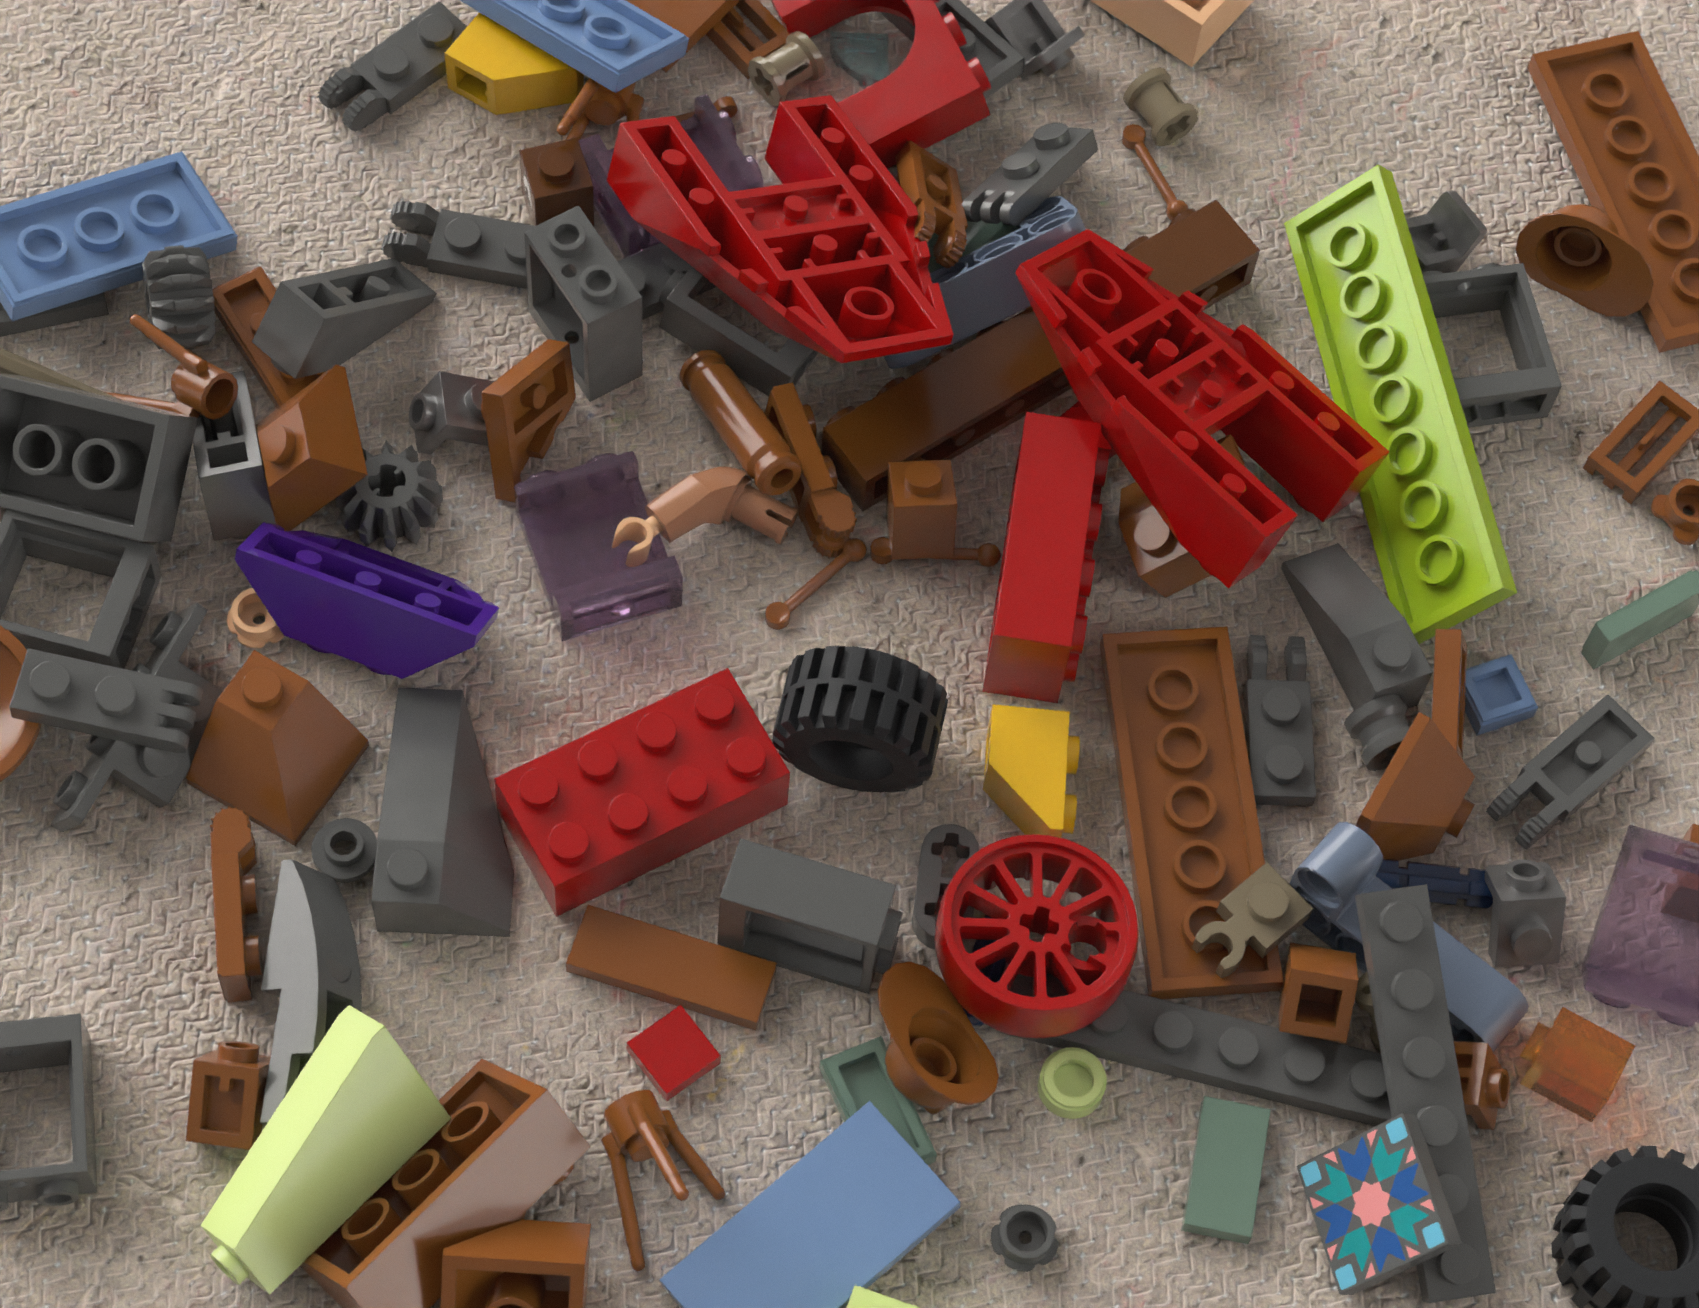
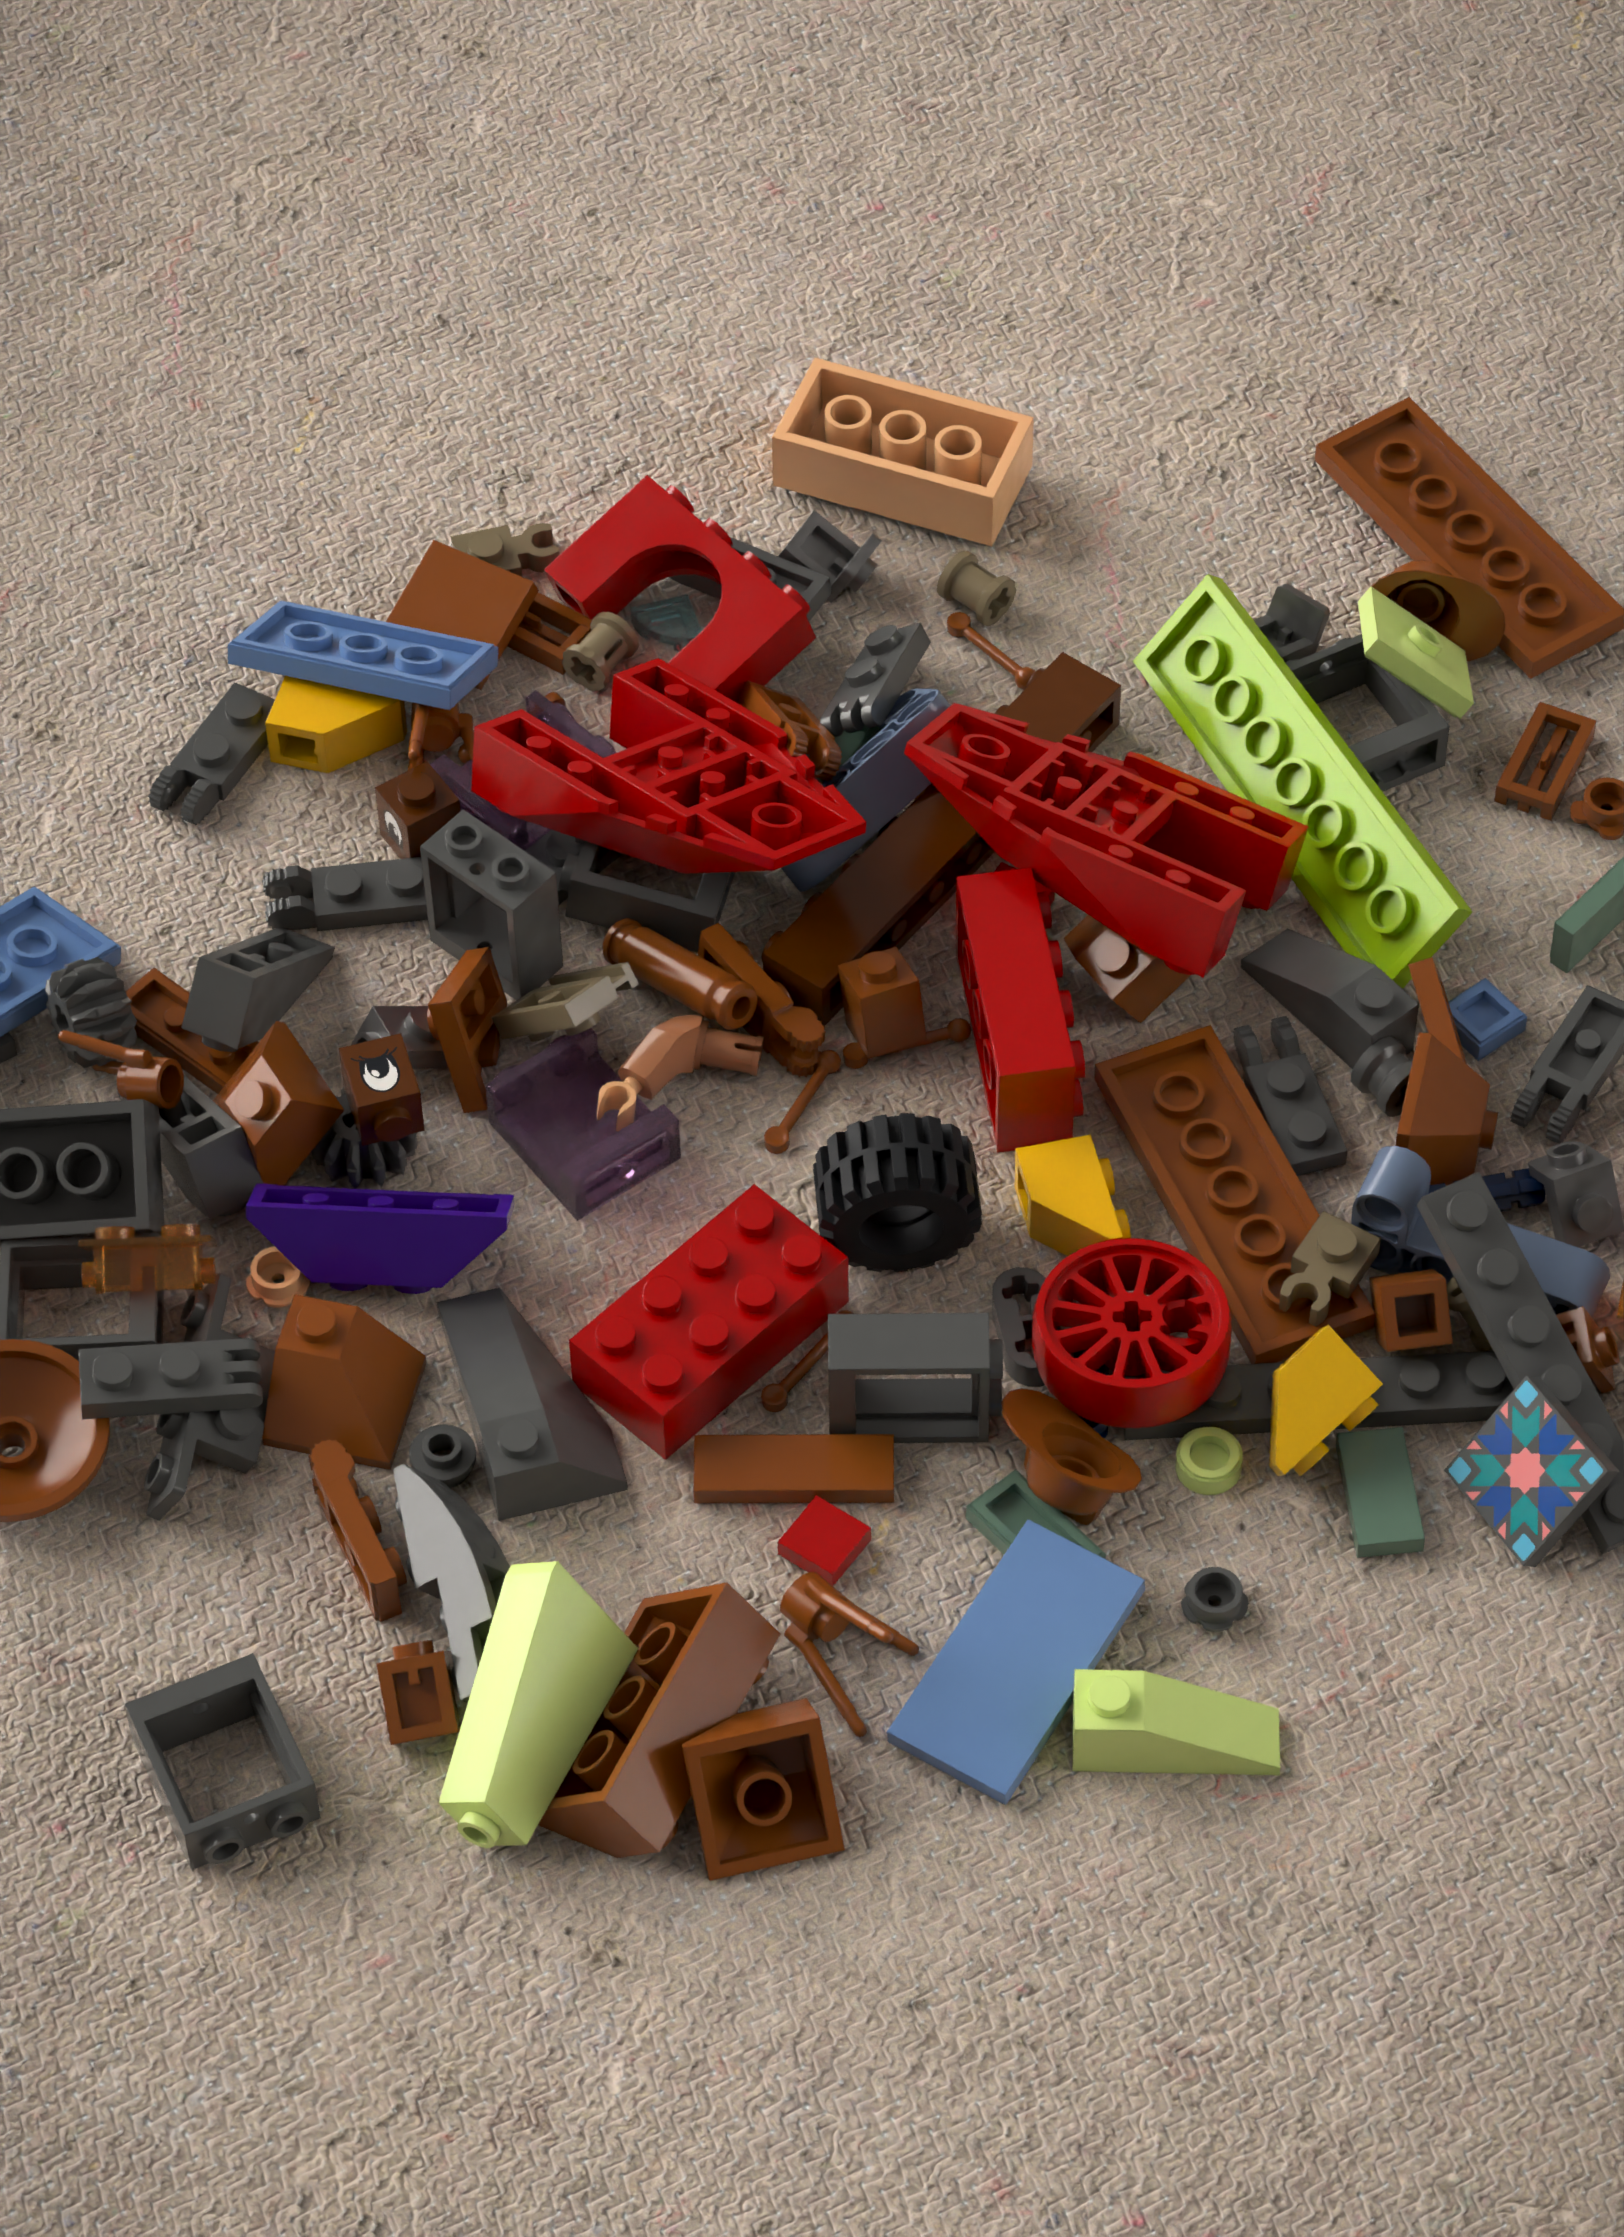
camera: 10 degrees left, 10 degrees down
(104, 564) = (121, 1259): none -> clear orange hinge
(408, 465) = (381, 1089): none -> reddish brown brick
(620, 424) = (567, 1004): none -> dark tan plate
(682, 883) = (774, 1395): none -> dark orange hinge
(1191, 1058) = (1312, 1396): none -> yellow slope
(1553, 300) = (1415, 653): none -> yellowish green plate

